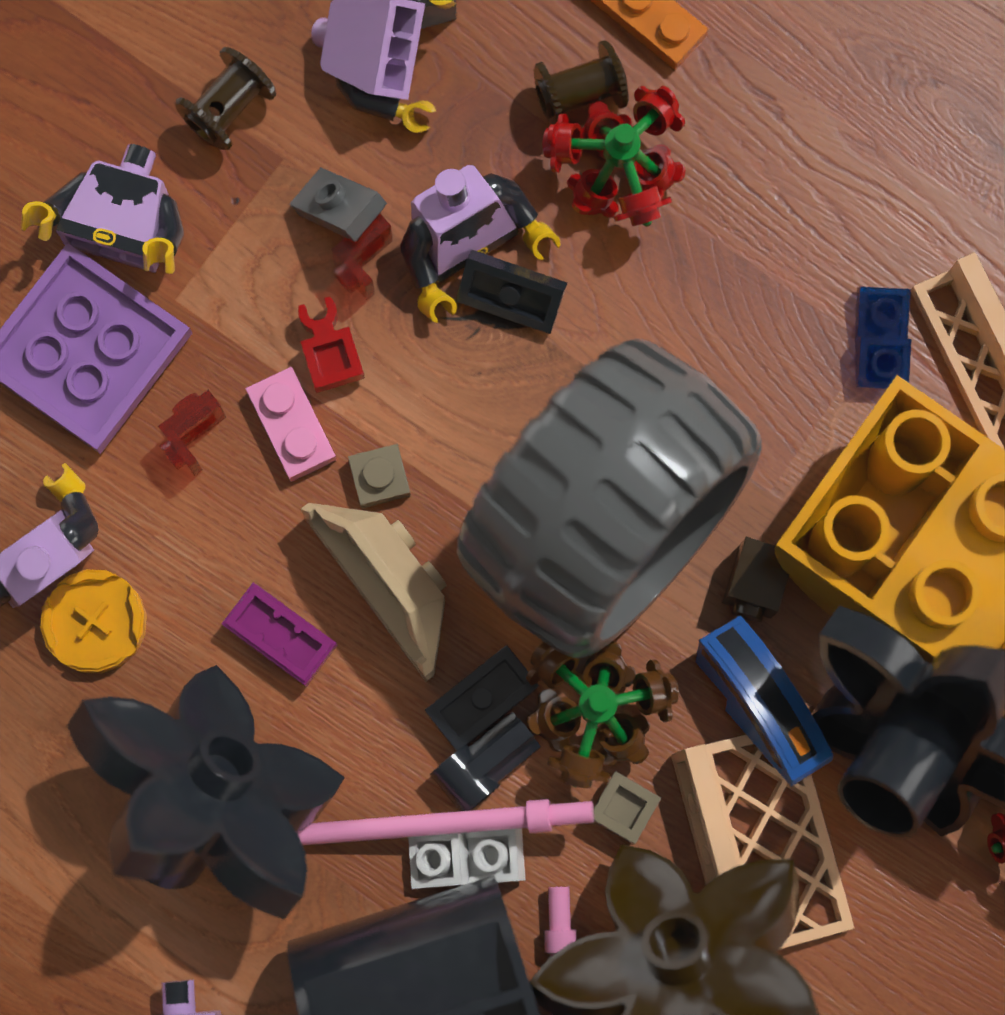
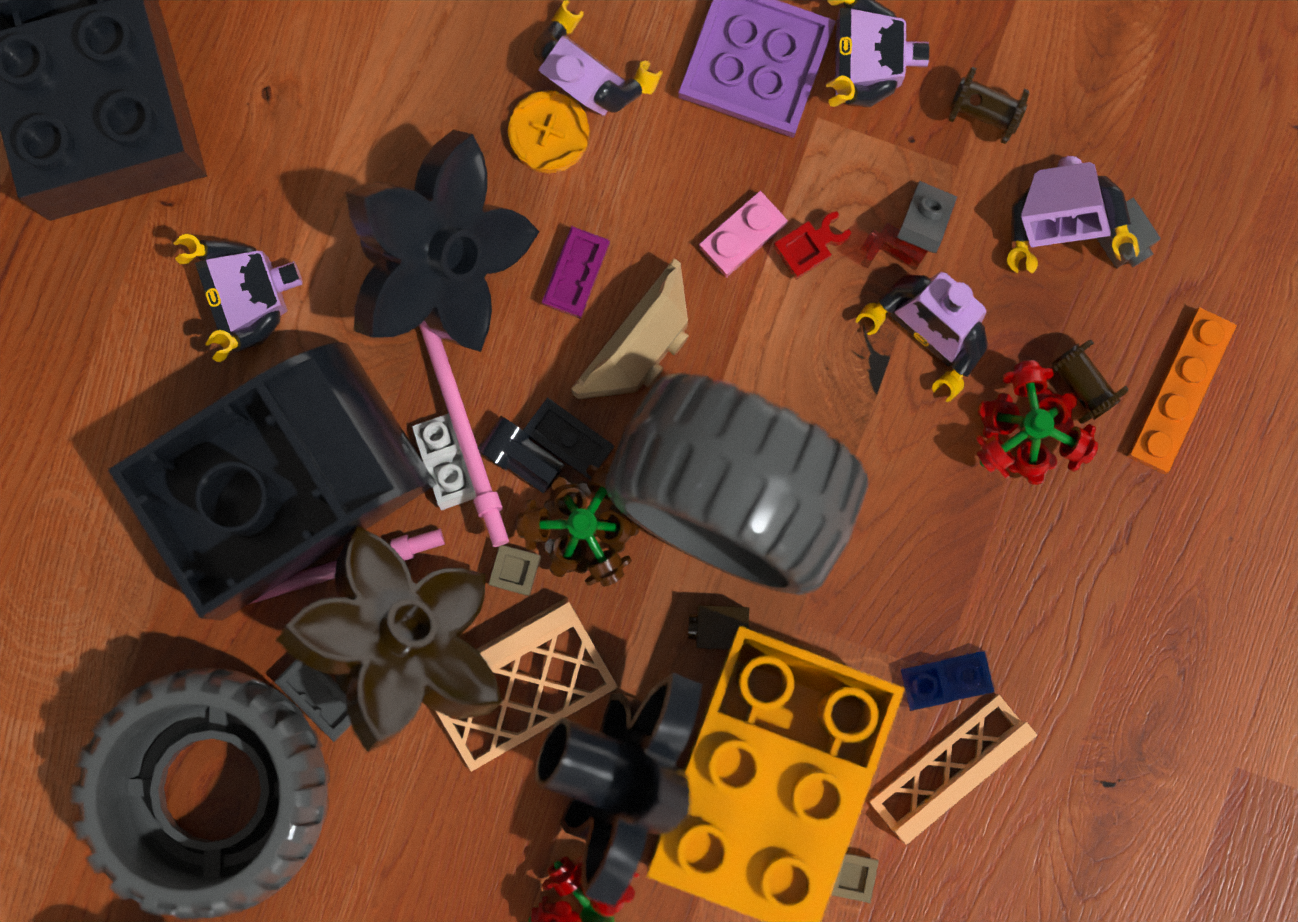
camera: 80 degrees right, 5 degrees up
(190, 420) = (723, 156): clear red bracket -> none
(379, 476) = (721, 313): dark tan plate -> none
(511, 291) = (897, 373): black plate -> none
(763, 700) = (624, 655): blue slope -> none

